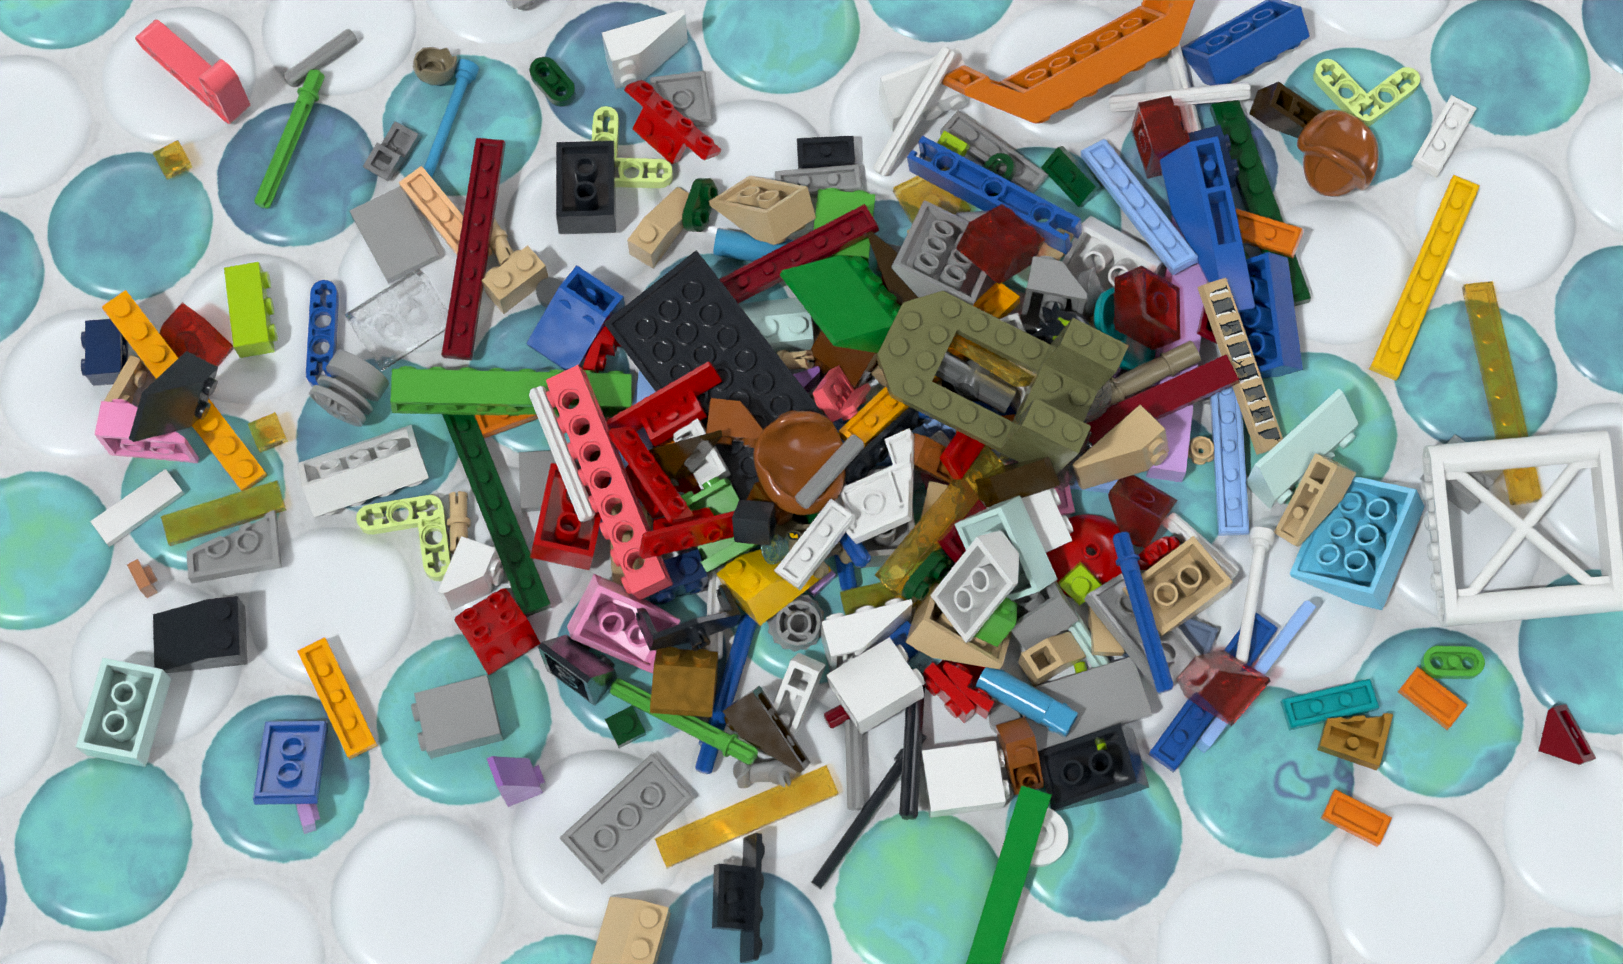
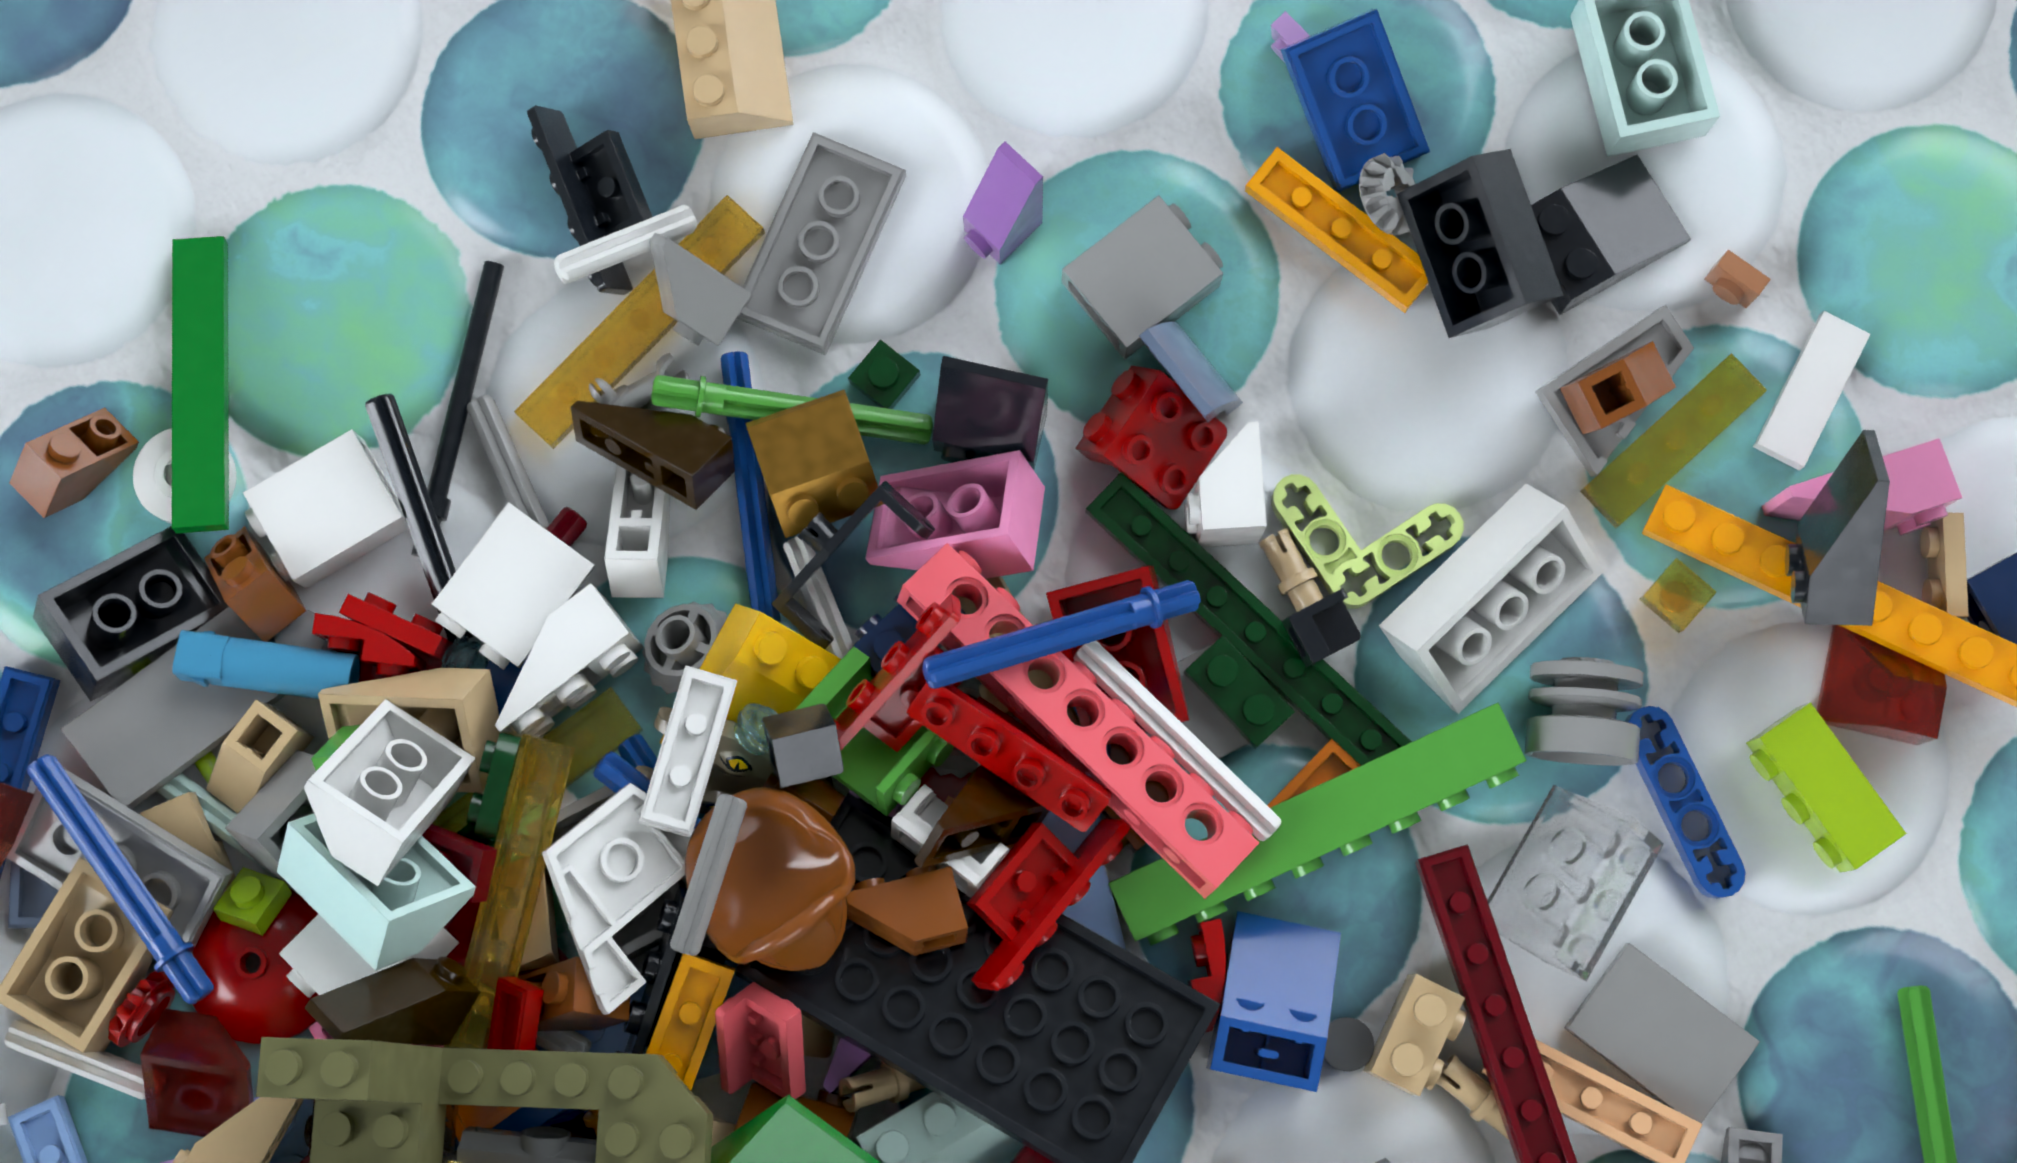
camera: 160 degrees right, 10 degrees up
(239, 538) = (1618, 388): none -> dark orange slope
(269, 645) = (1479, 243): none -> black brick
(299, 709) = (1378, 177): none -> light grey gear
(457, 646) = (1190, 369): none -> sand blue slope
(459, 486) = (1322, 628): none -> black panel
(517, 476) = (1239, 691): none -> dark green plate
(553, 518) = (1061, 634): none -> blue axle
(707, 808) = (695, 293): none -> light grey slope
(735, 851) = (623, 244): none -> white axle
(1097, 867) = (71, 461): none -> dark orange slope

